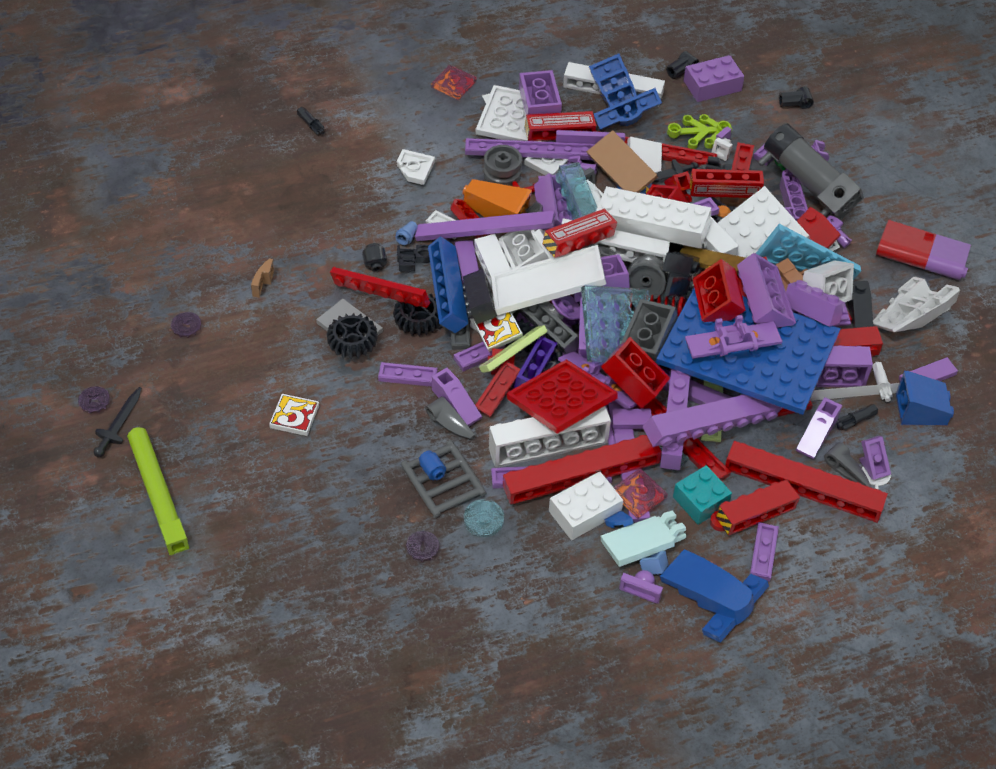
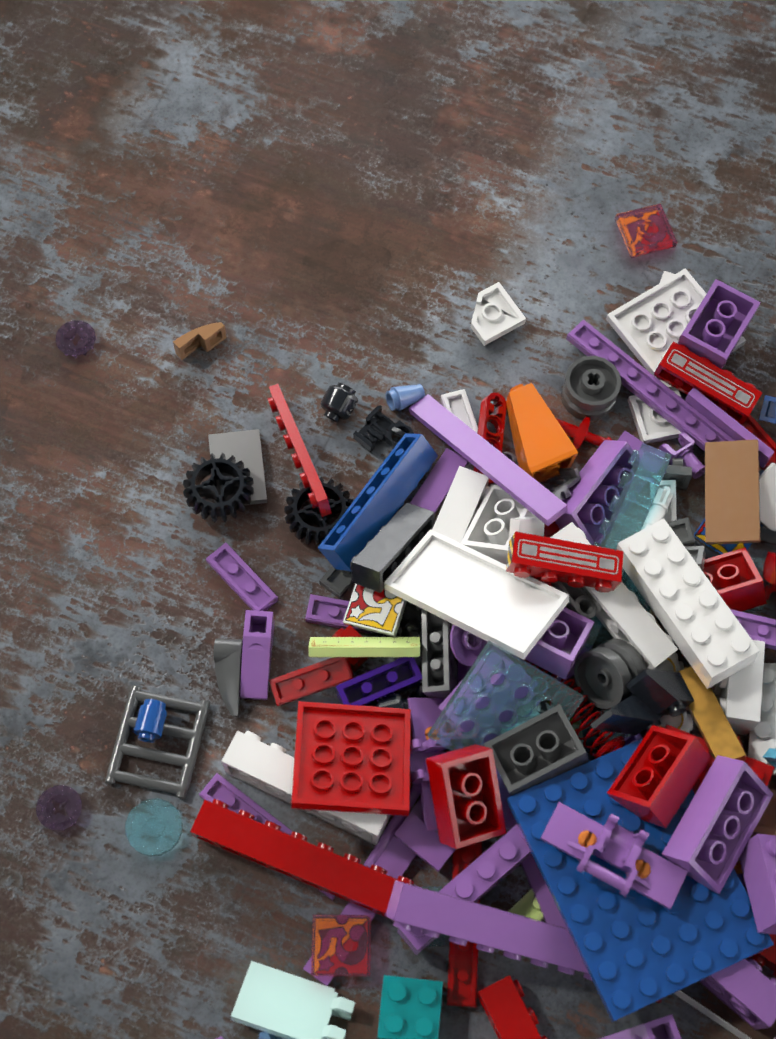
camera: 40 degrees right, 15 degrees up
(294, 414) = (82, 536): tile -> none
(311, 121) = (434, 176): black piece -> none
(585, 505) = (267, 910): white brick -> none
(619, 518) = (290, 958): blue tile -> none

